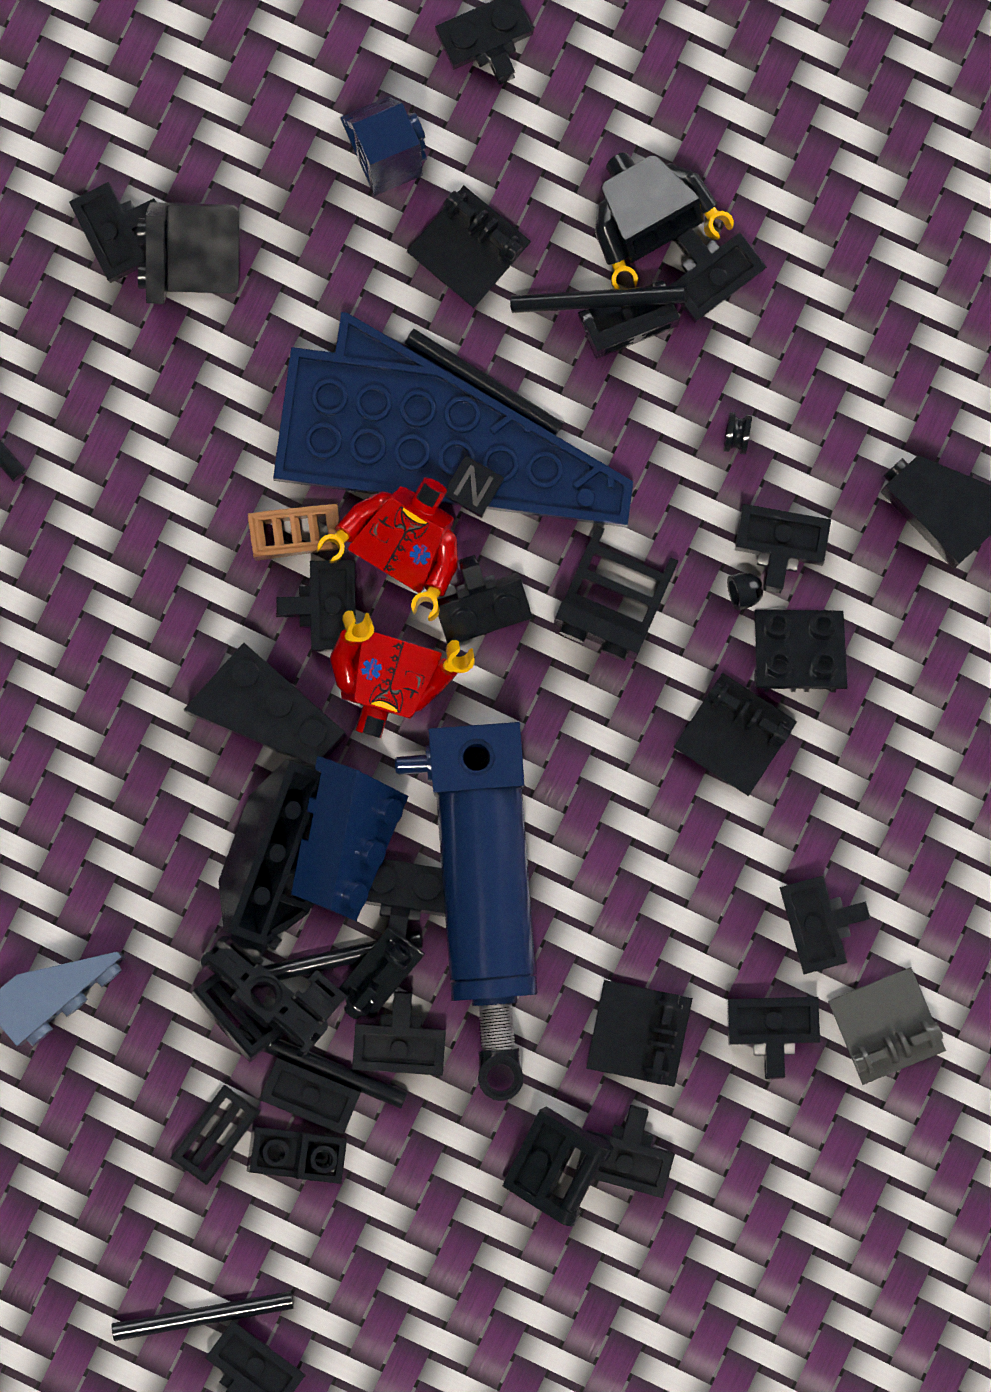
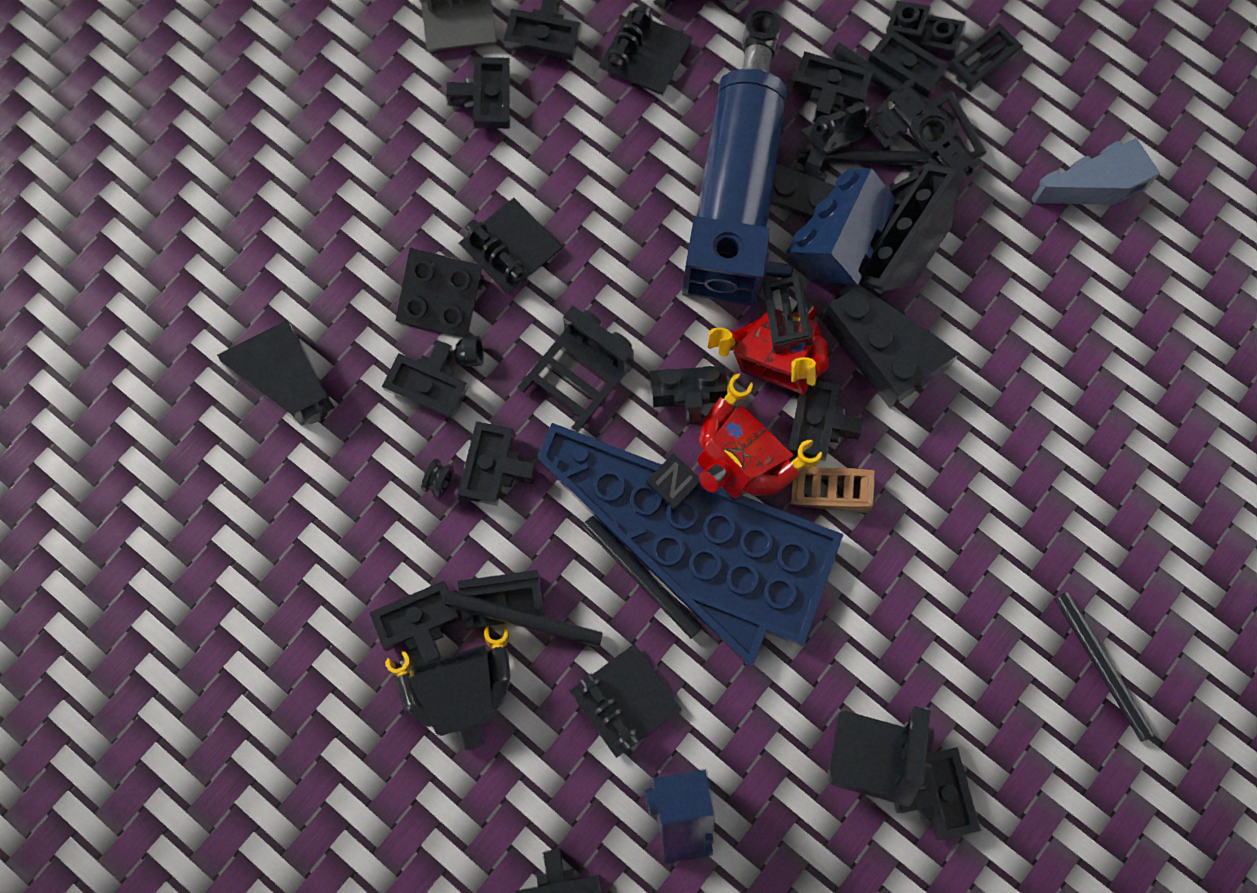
camera: 165 degrees left, 10 degrees down
(373, 710) = (791, 339): none -> black tile
(681, 463) = (492, 464): none -> black hinge

